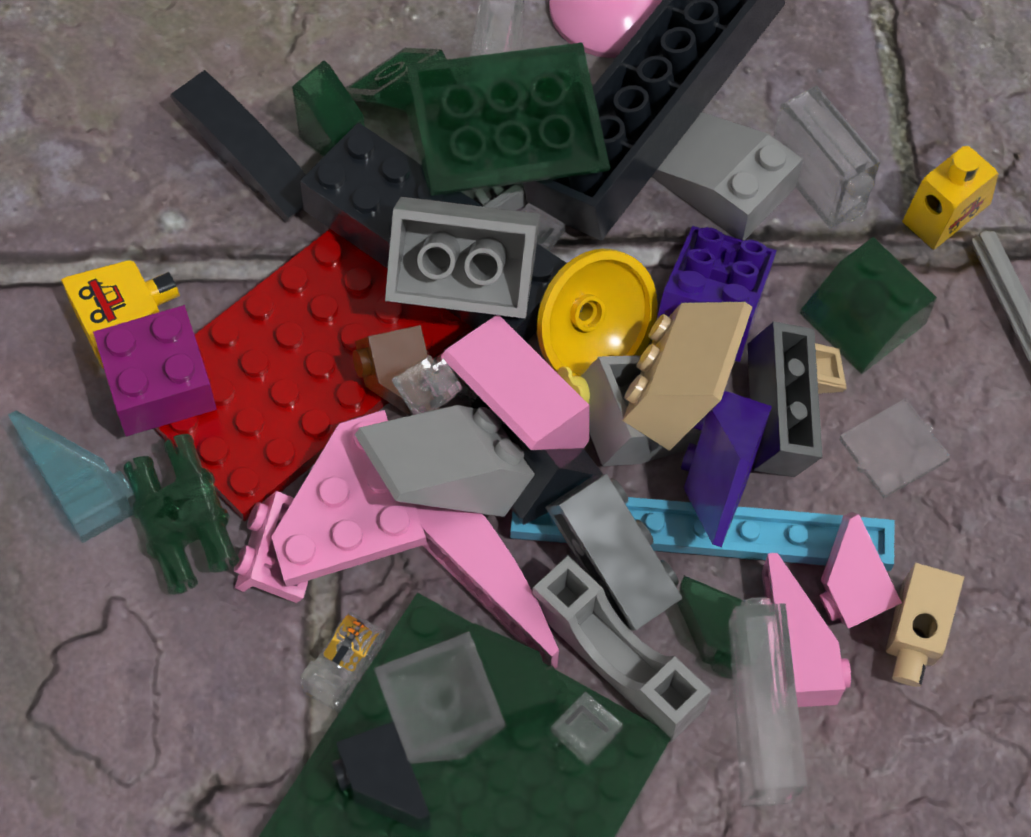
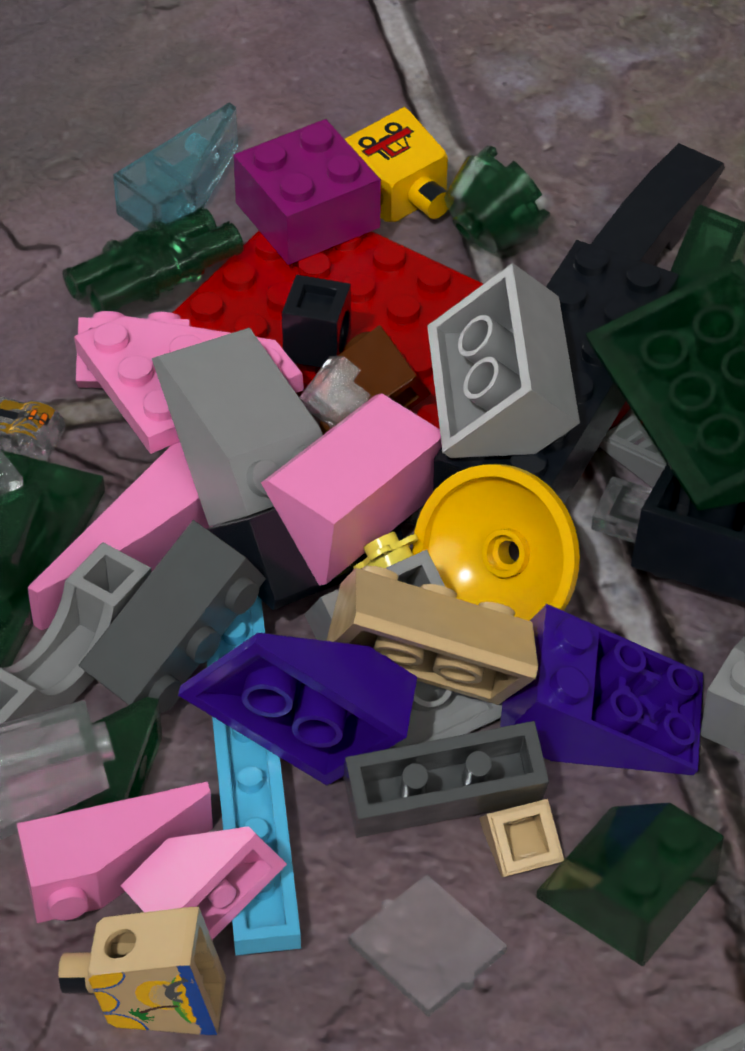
camera: 80 degrees right, 15 degrees down
(199, 239) = (494, 202): none -> clear green cone
(326, 388) = (316, 320): none -> black brick

